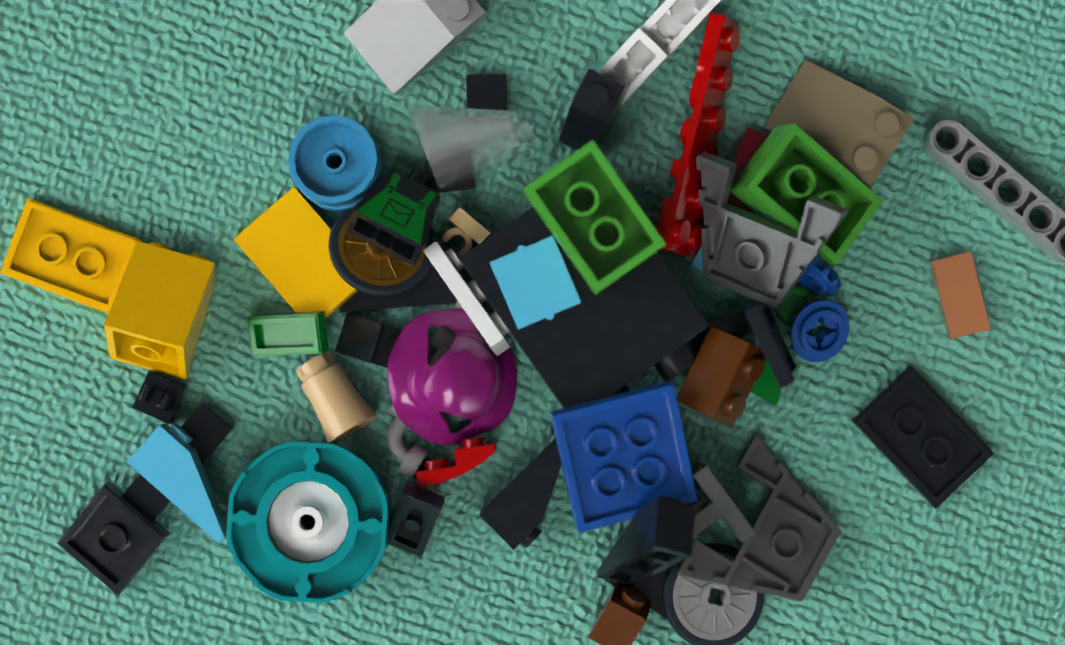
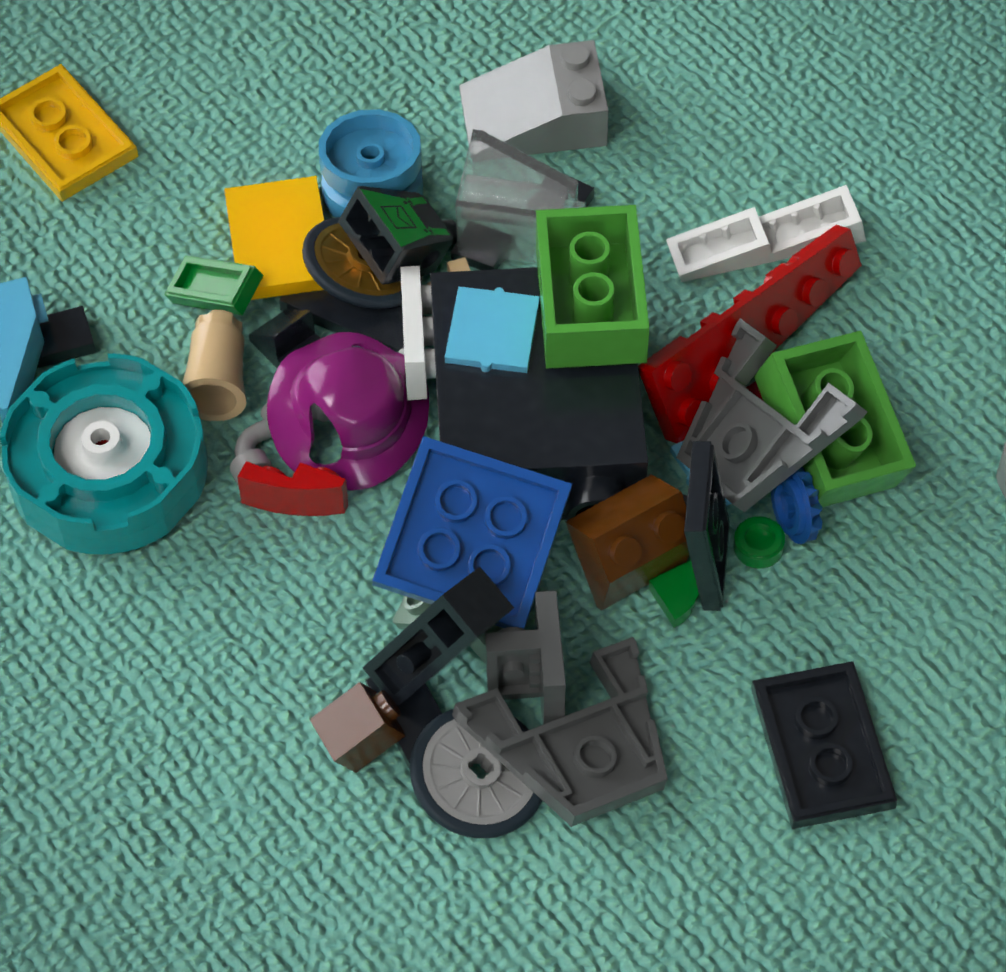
camera: 30 degrees right, 30 degrees down
(159, 397) = (51, 280): black tile -> none
(160, 309) = (104, 205): yellow slope -> none
(415, 519) = (214, 513): black slope -> none
(523, 502) = (334, 561): black slope -> none
(593, 110) = (671, 244): black slope -> none
(829, 340) = (792, 562): blue gear -> none
(842, 119) = (933, 399): dark tan slope -> none
(960, 295) = (952, 625): nougat tile -> none

